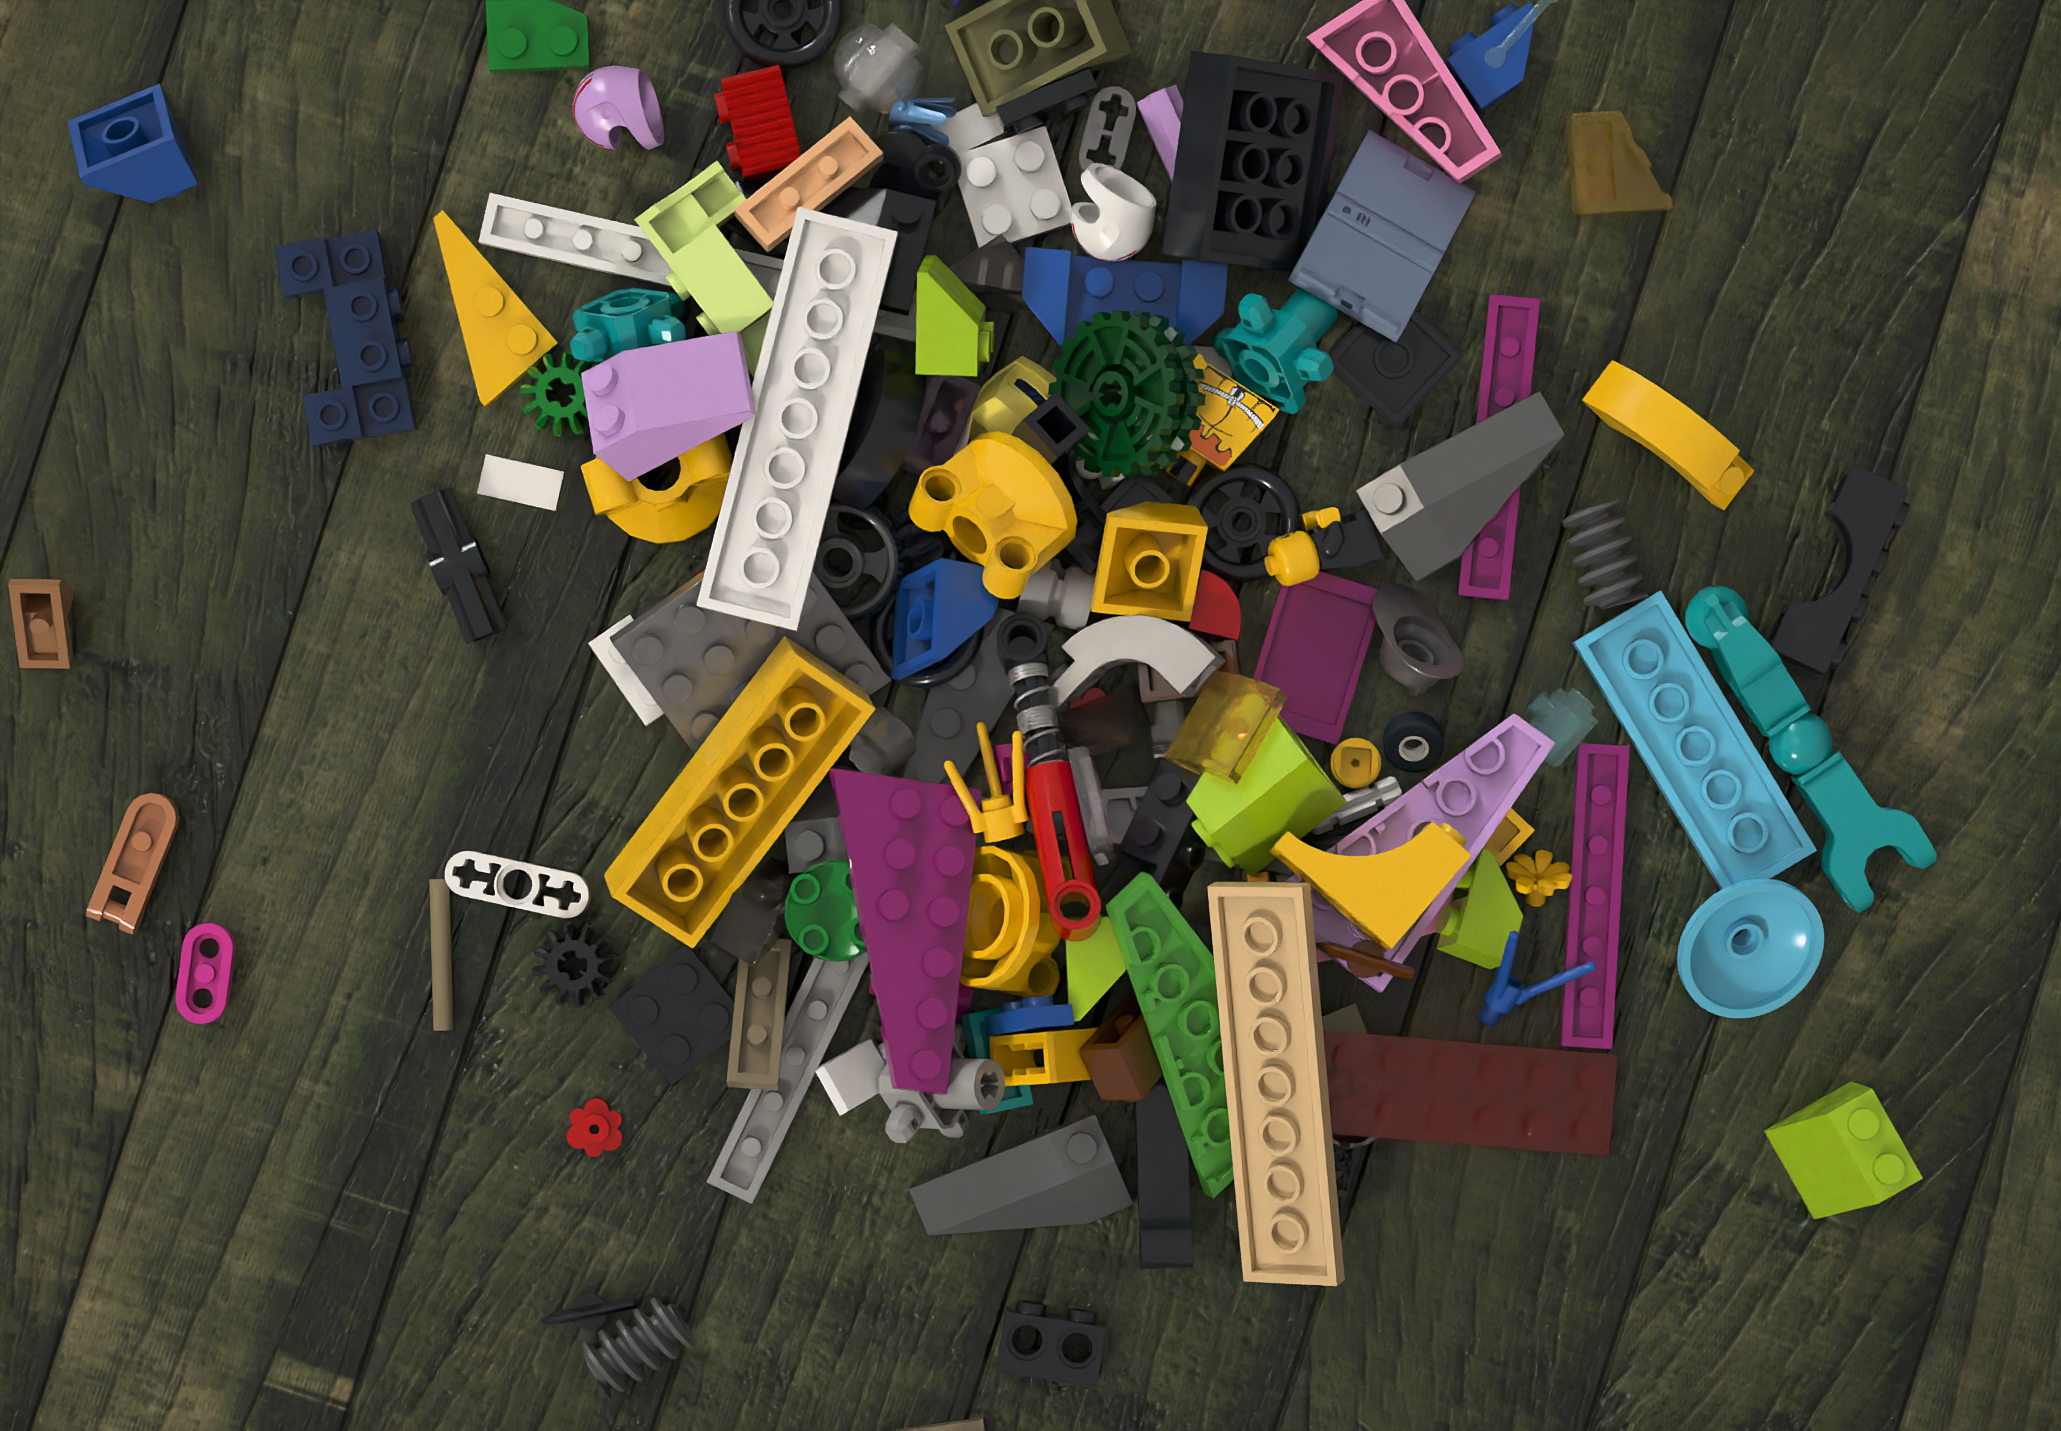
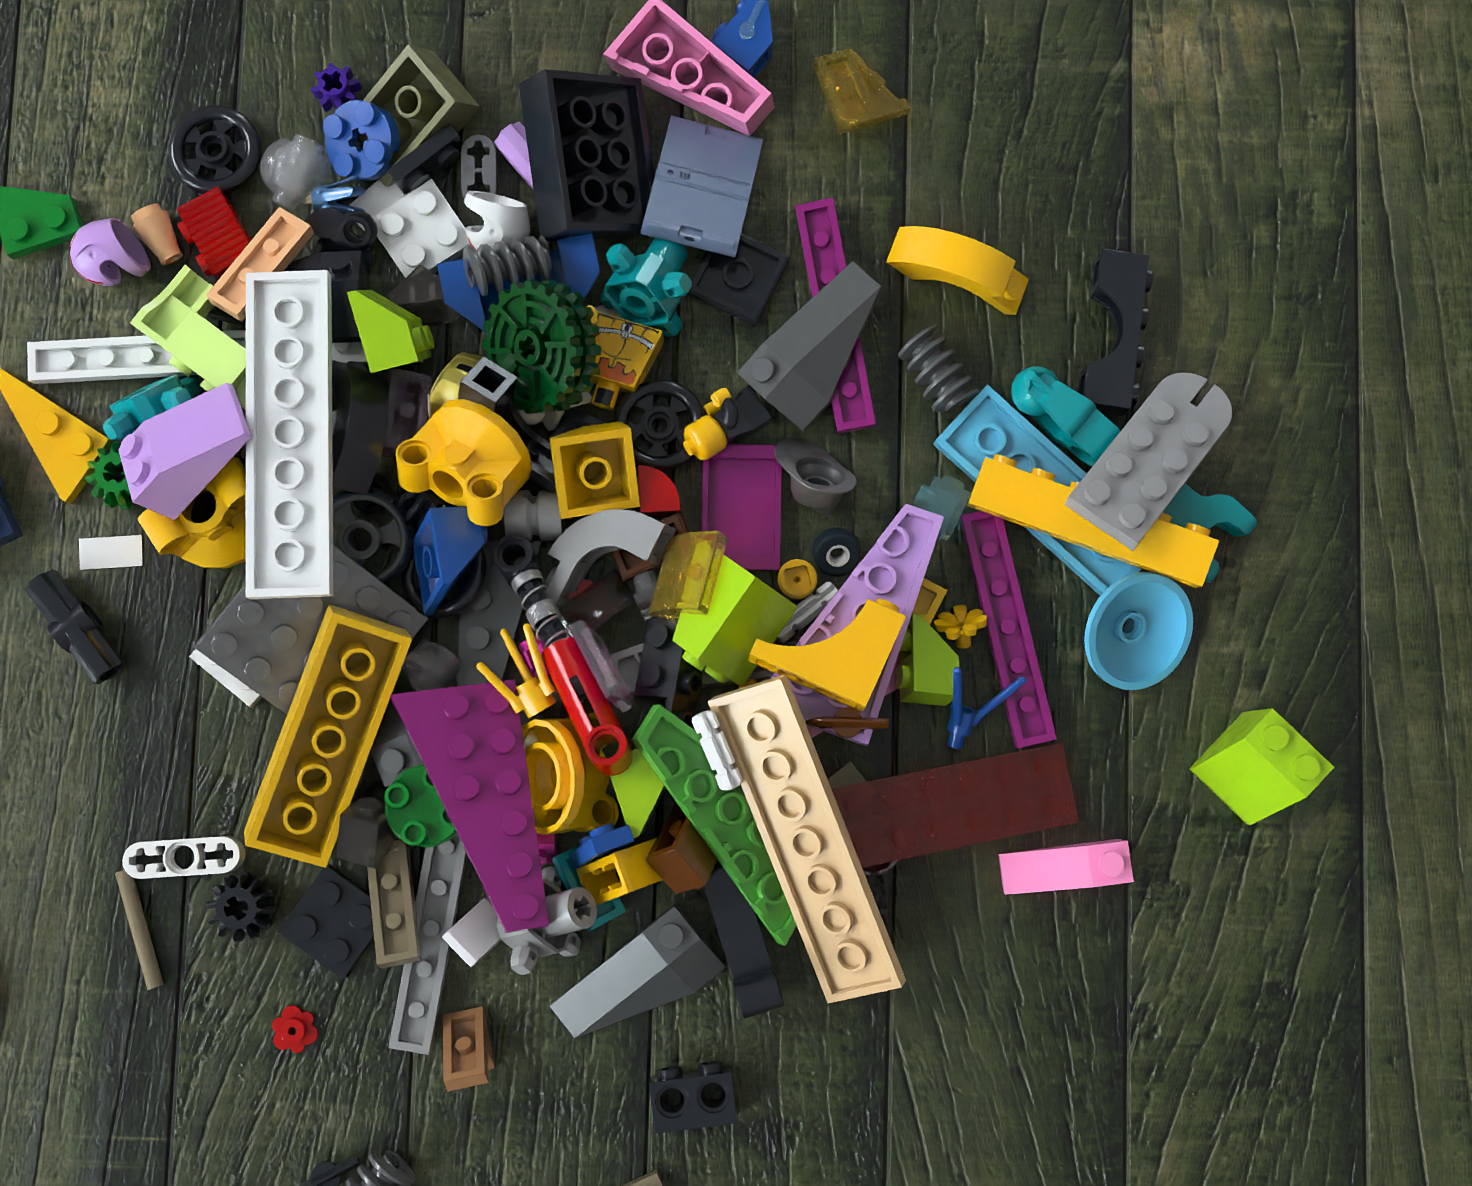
camera: 15 degrees left, 5 degrees down
(684, 97) = (156, 231): none -> light nougat cone
(798, 1209) = (466, 1049): none -> medium nougat slope
(945, 47) = (341, 140): none -> plate
(1114, 275) = (506, 263): none -> dark grey piece
(1201, 947) = (717, 750): none -> white axle
(1575, 1204) = (1066, 867): none -> bright pink slope
(1732, 801) = (1039, 504): none -> yellow brick
(1830, 744) = (1152, 458): none -> light grey plate

